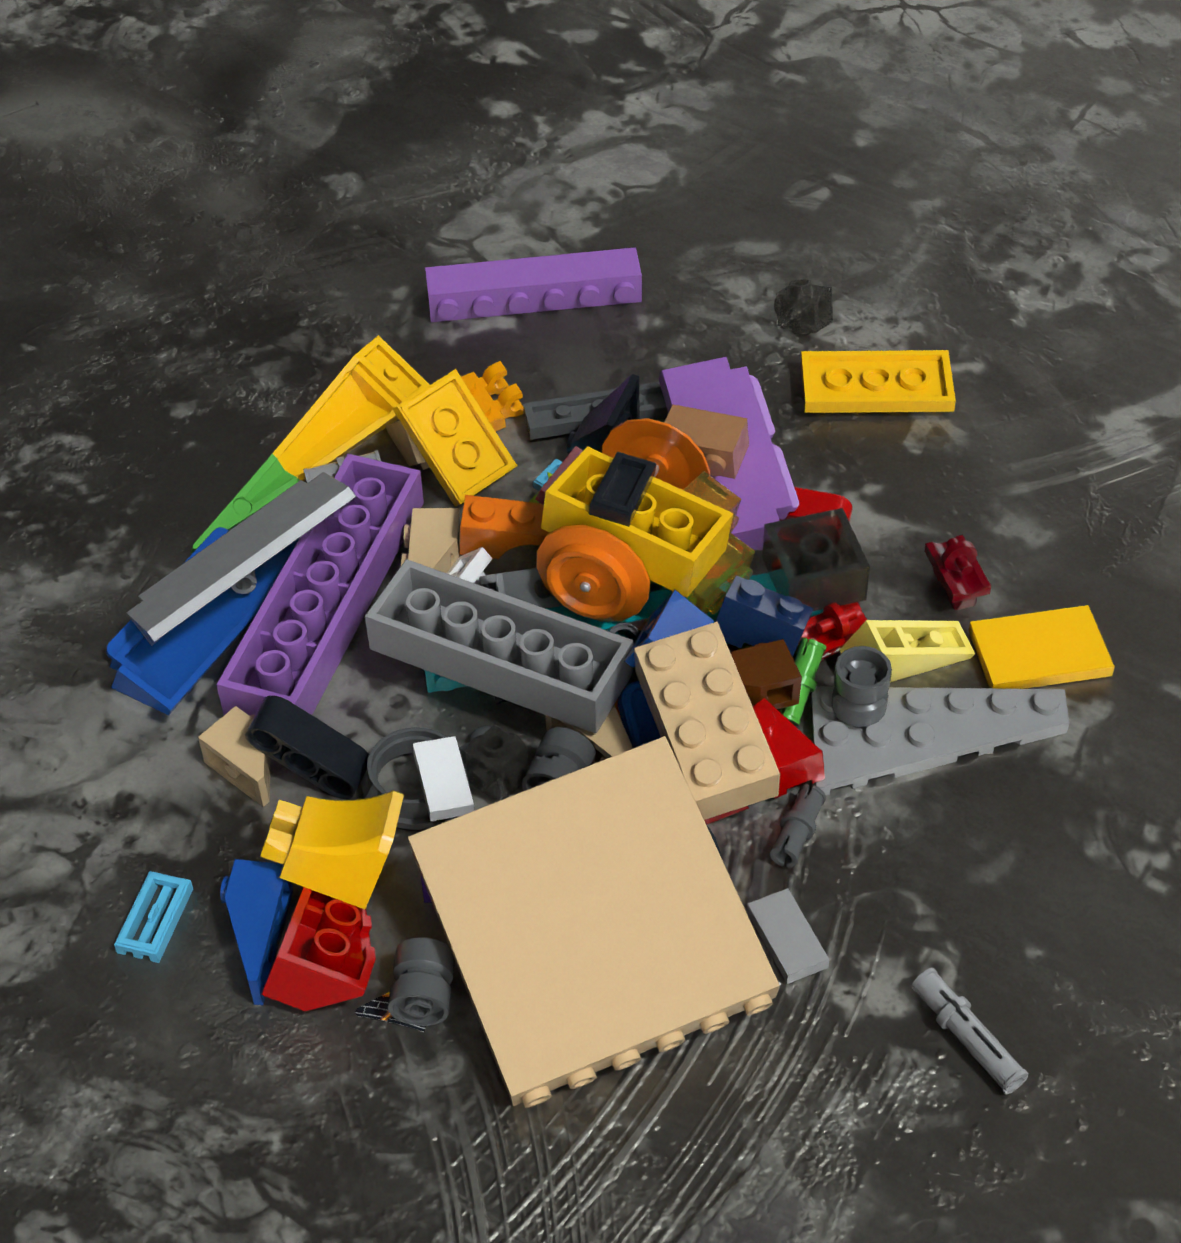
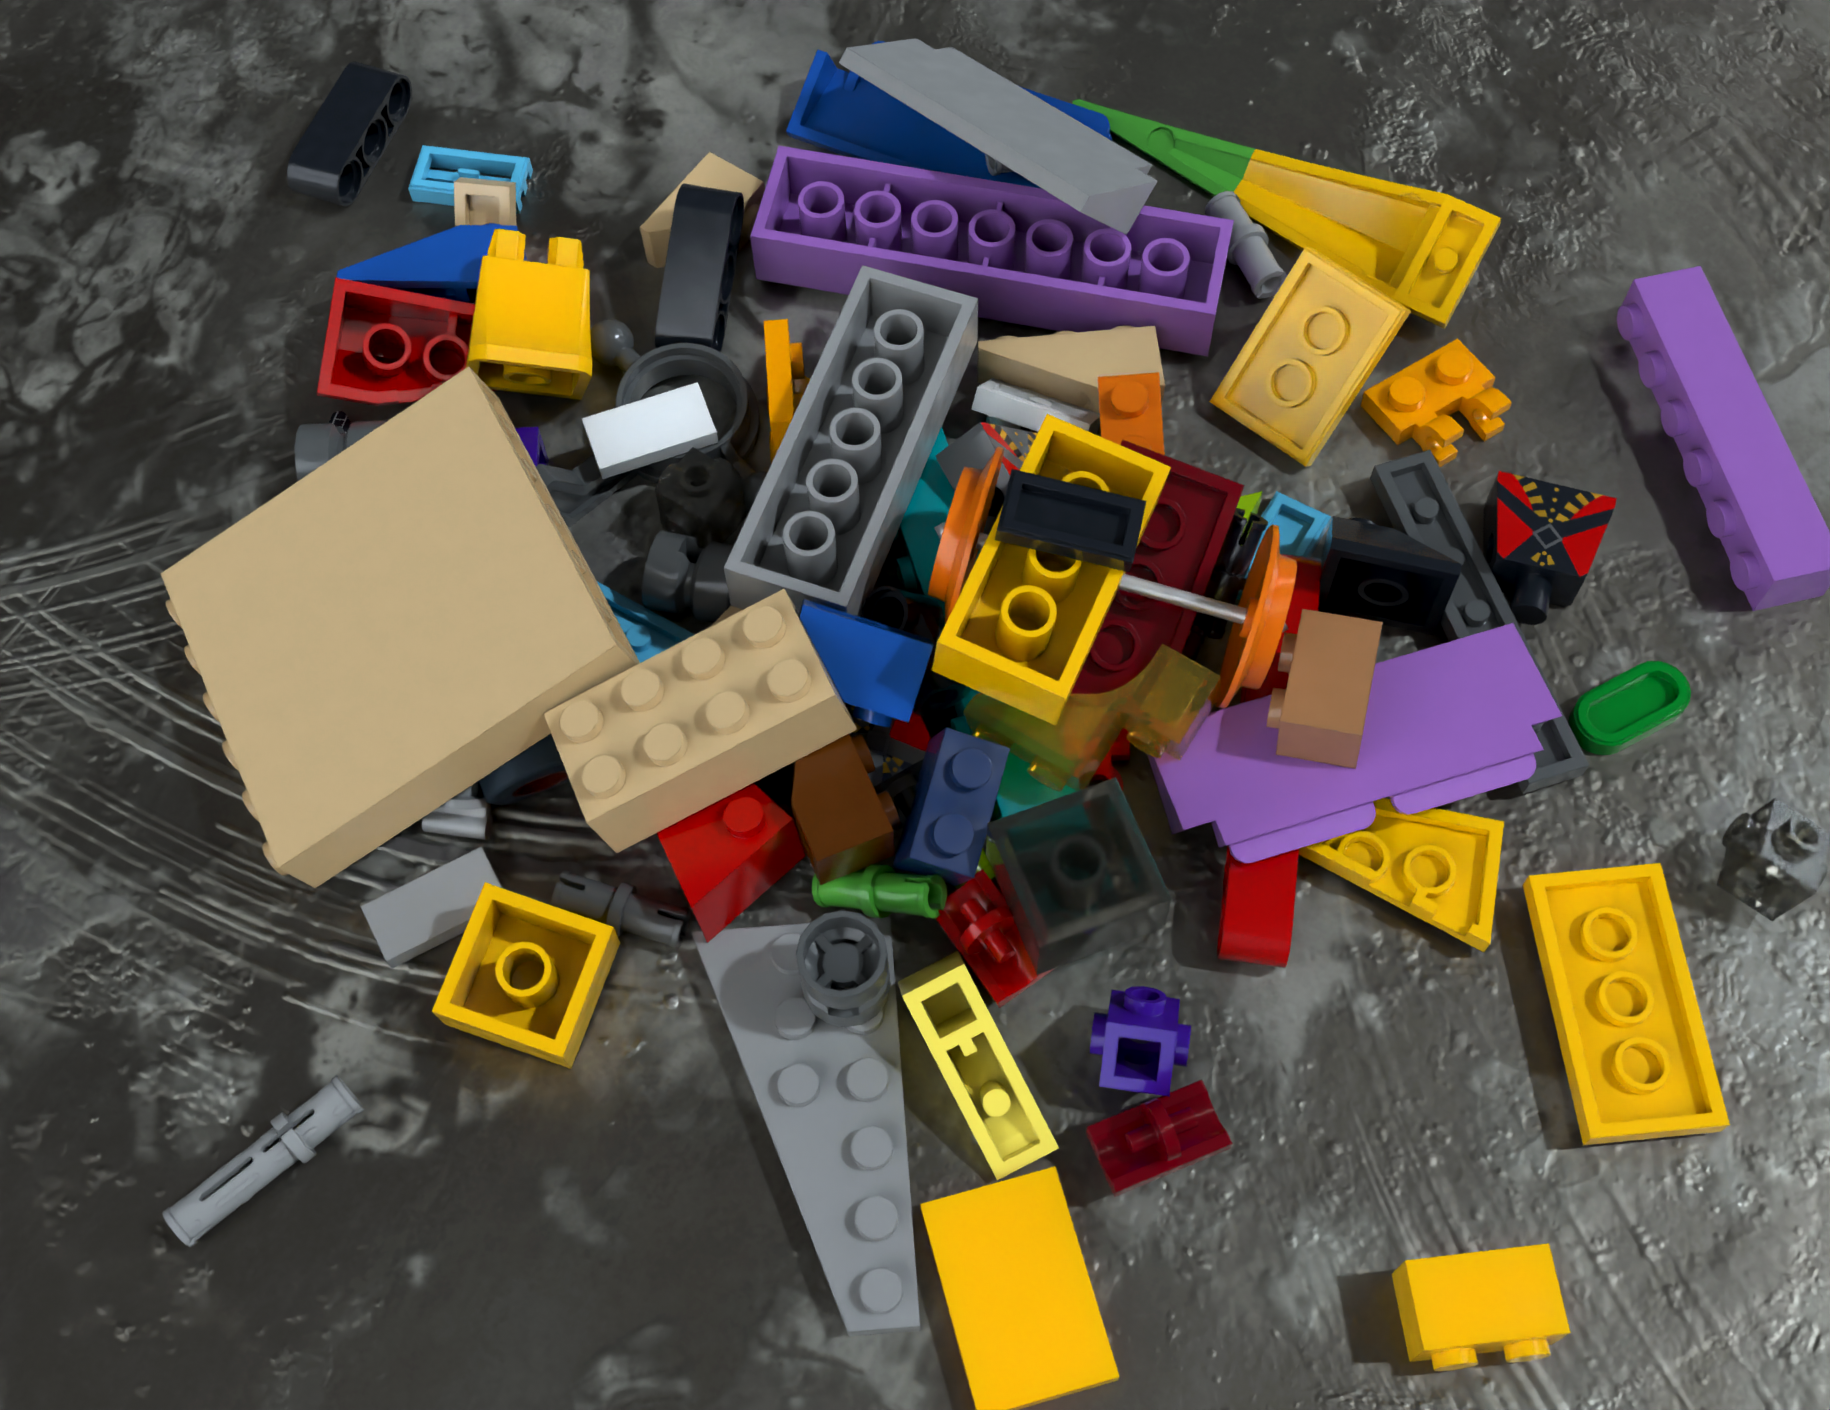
camera: 85 degrees right, 15 degrees up
(89, 993) = (349, 133): none -> black beam
(197, 895) = (484, 202): none -> tan plate
(425, 699) = (784, 379): none -> light orange plate
(591, 364) = (1541, 541): none -> torso
(694, 346) = (1629, 707): none -> green tile
(803, 439) = (1425, 863): none -> yellow wing
(851, 863) = (527, 975): none -> yellow brick
(902, 568) = (1140, 1041): none -> dark purple brick
(1044, 457) = (1480, 1305): none -> yellow brick

